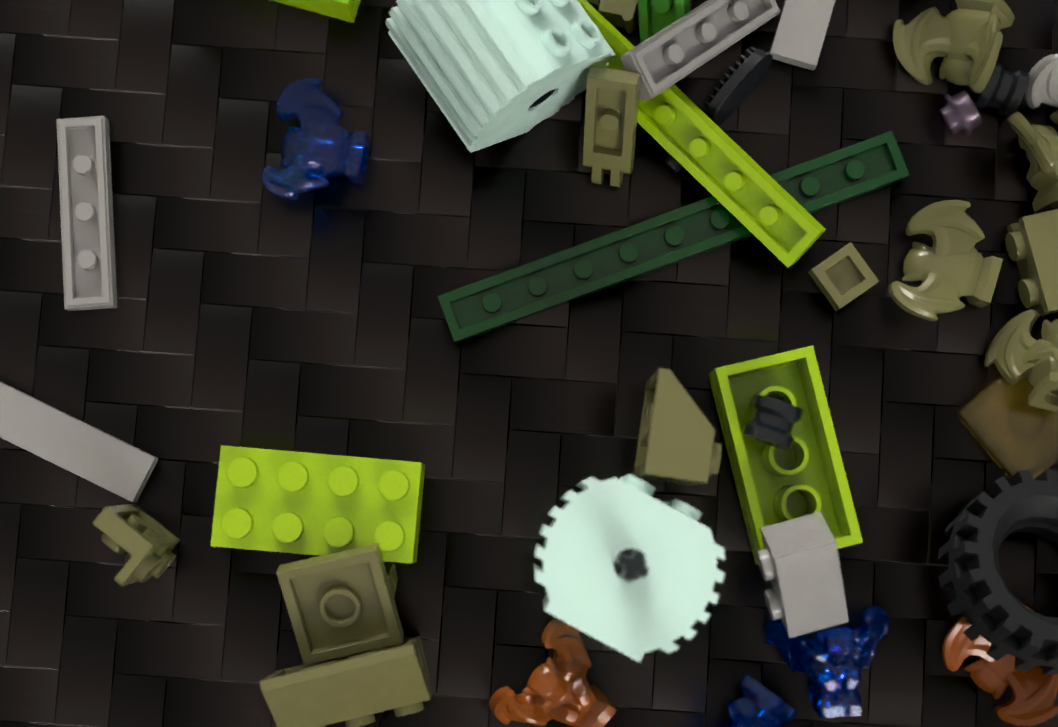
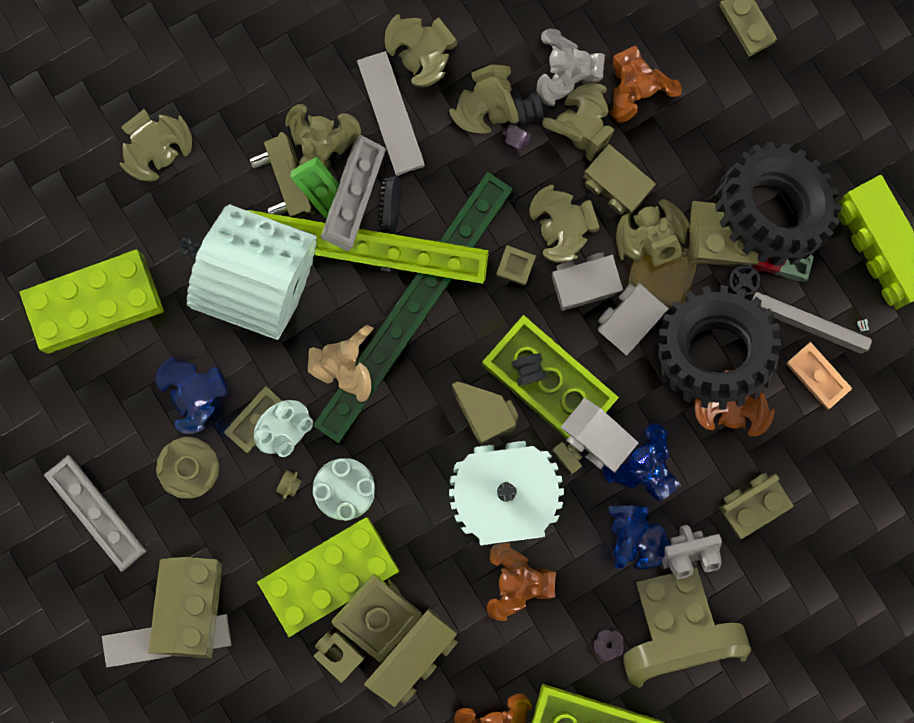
camera: 30 degrees left, 0 degrees up
(110, 414) = (185, 607): none -> olive slope
(135, 532) = (246, 658): olive bracket -> none
(242, 238) = (187, 467): none -> olive tile
(256, 617) = (339, 654): none -> olive brick
(353, 349) = (288, 484): none -> olive plate
(371, 238) = (243, 427): none -> olive plate
(396, 270) = (282, 427): none -> light aqua dish
(419, 405) = (344, 489): none -> light aqua dish
(527, 238) = (339, 362): none -> tan animal
(610, 123) = (339, 273): olive hinge -> none
(739, 572) = (568, 457): none -> olive plate
(922, 361) = (586, 281): none -> light grey brick
(951, 449) = (632, 317): none -> light grey brick

